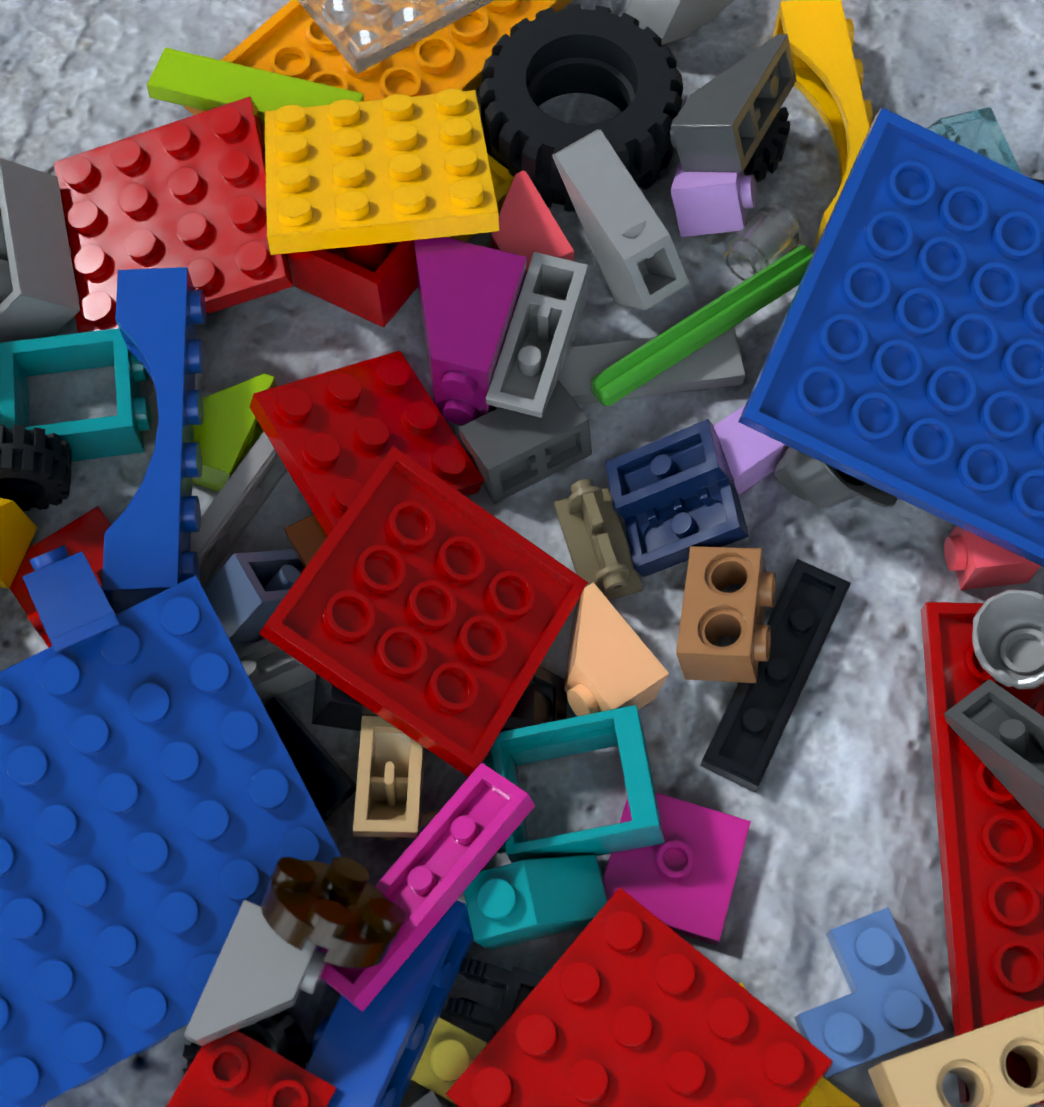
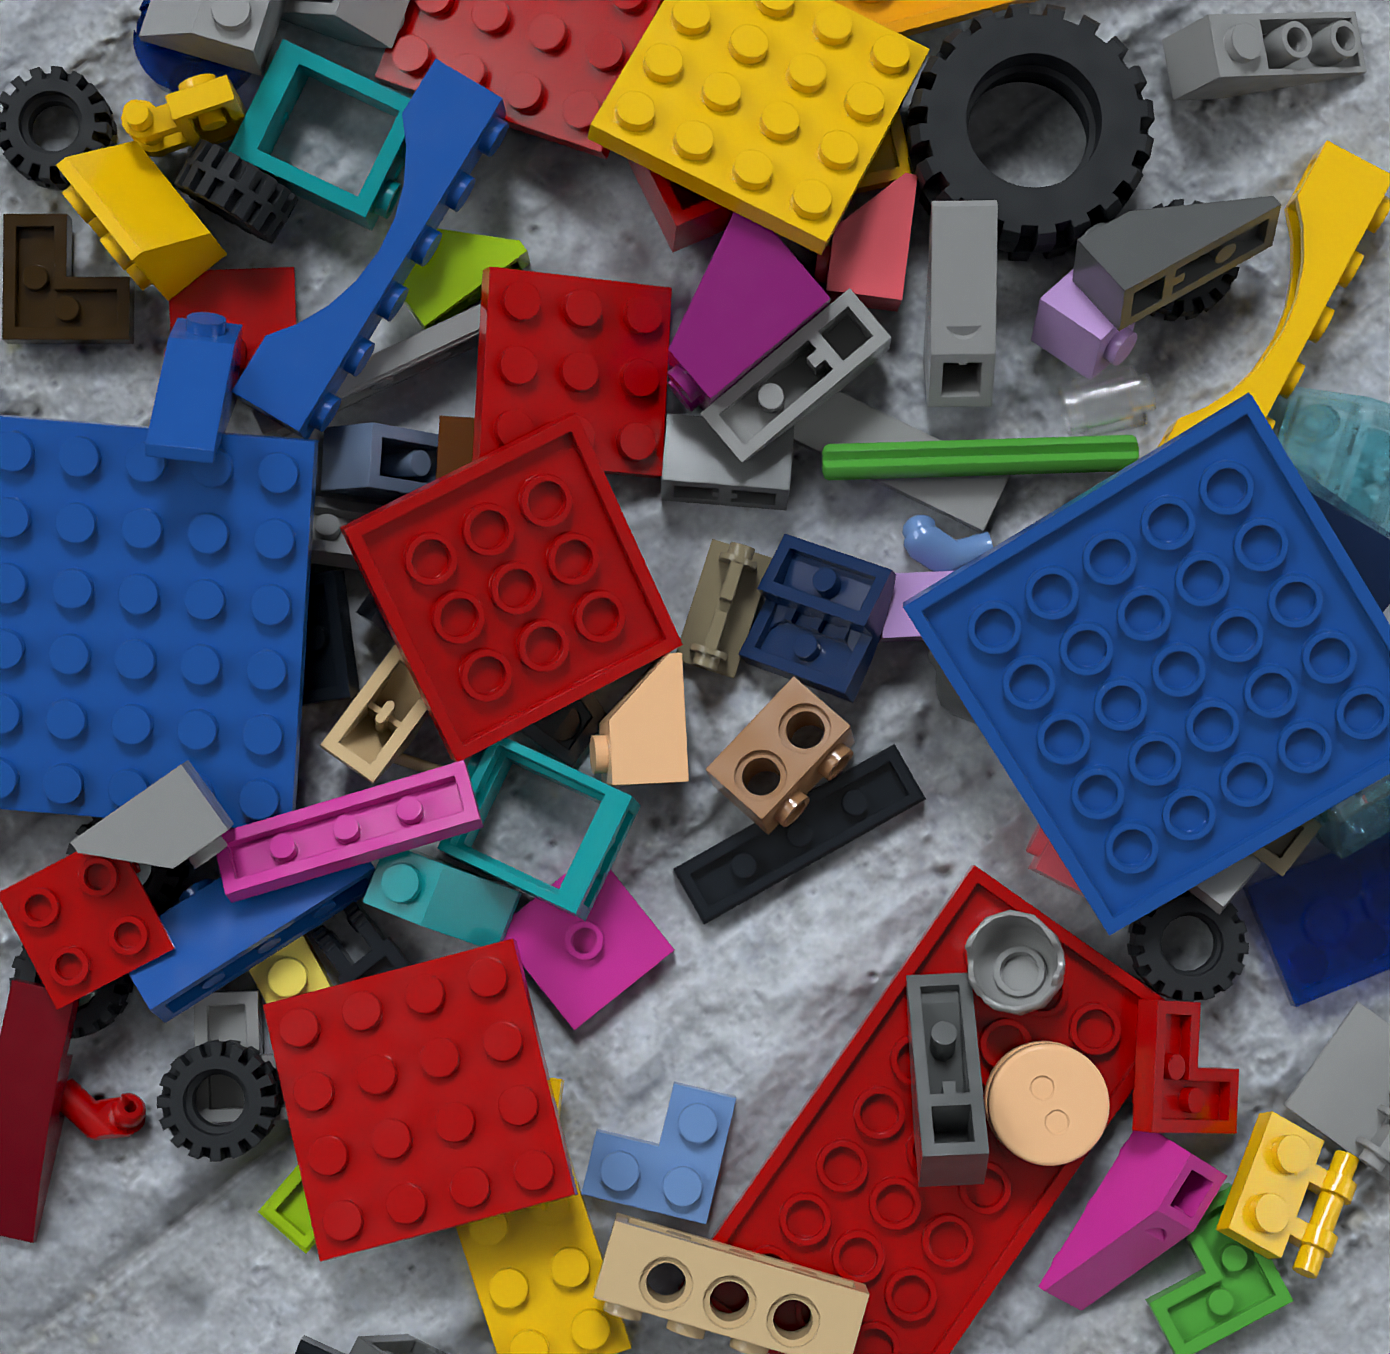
camera: 30 degrees right, 20 degrees up
(331, 909) = (270, 800): dark brown plate -> none
(718, 404) = (939, 550): none -> medium blue arm

